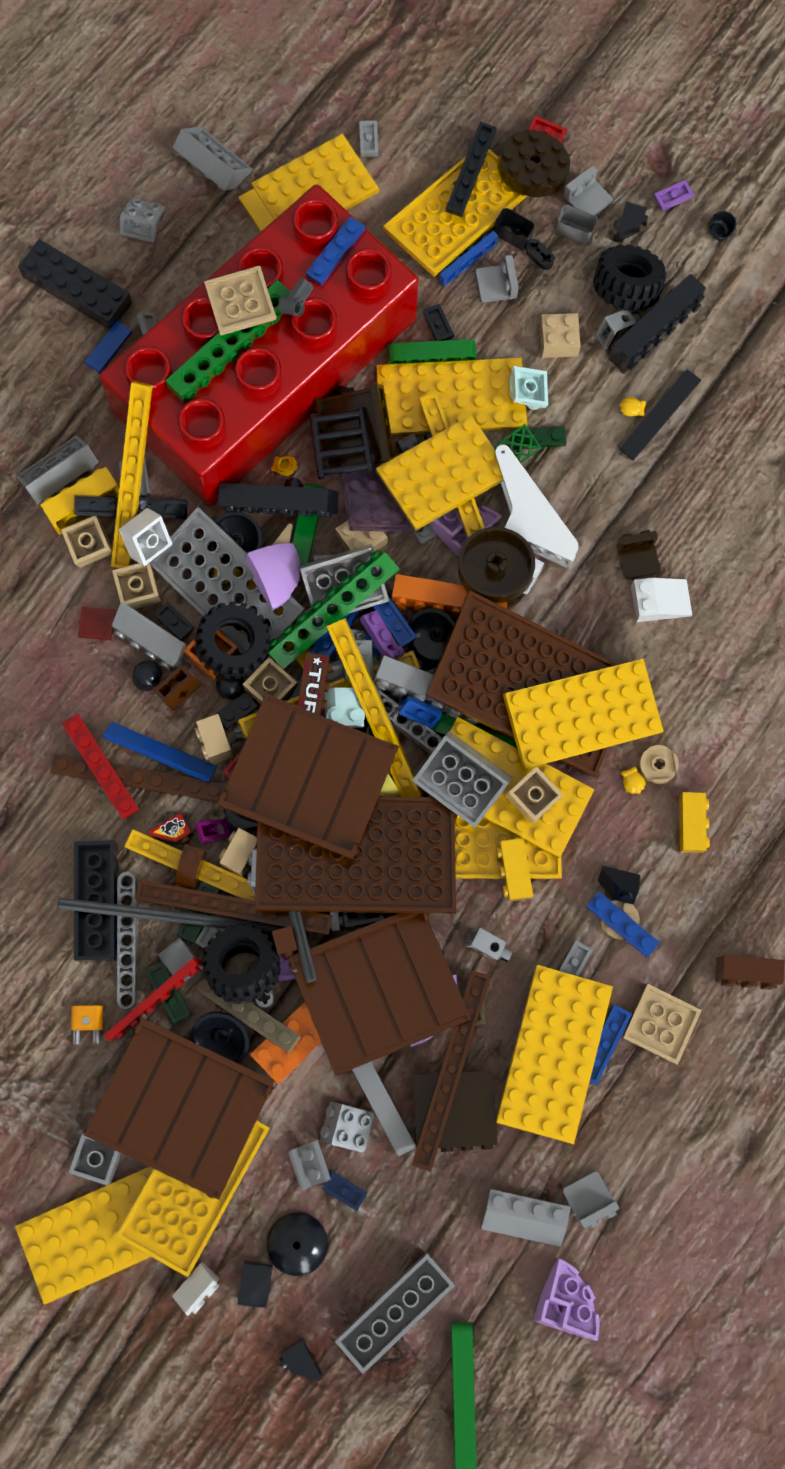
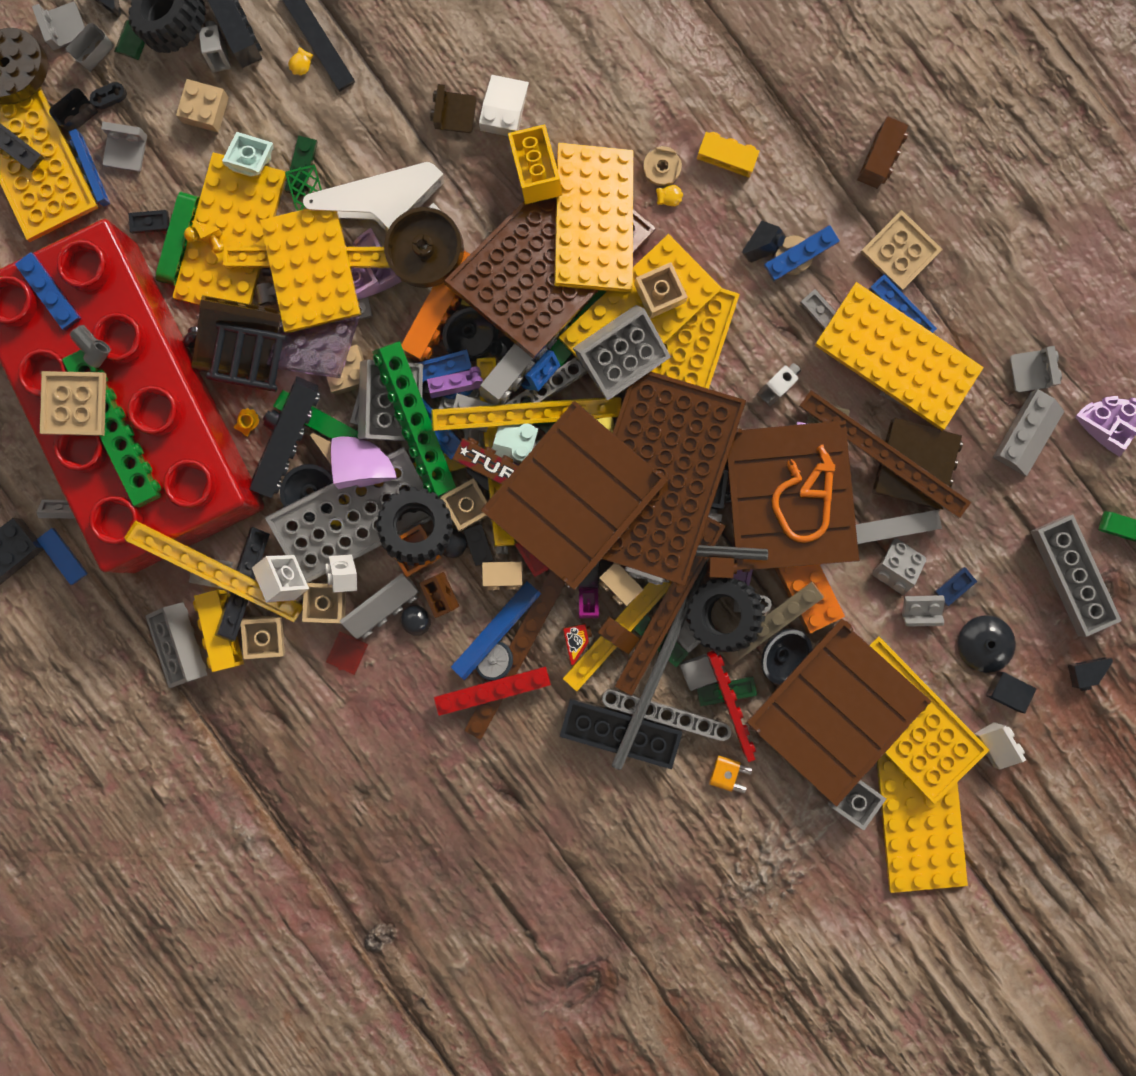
camera: 70 degrees left, 10 degrees up
(128, 762) = (496, 663): none -> light grey wheel
(168, 591) = (341, 573): none -> white brick
(174, 621) = (372, 577): black plate -> none
(417, 1016) = (827, 467): none -> orange piece
(443, 373) = (206, 233): none -> yellow piece
(515, 870) = (720, 333): yellow brick -> none
(591, 256) = (129, 43): none -> dark green piece
(613, 642) = (535, 164): none -> yellow brick

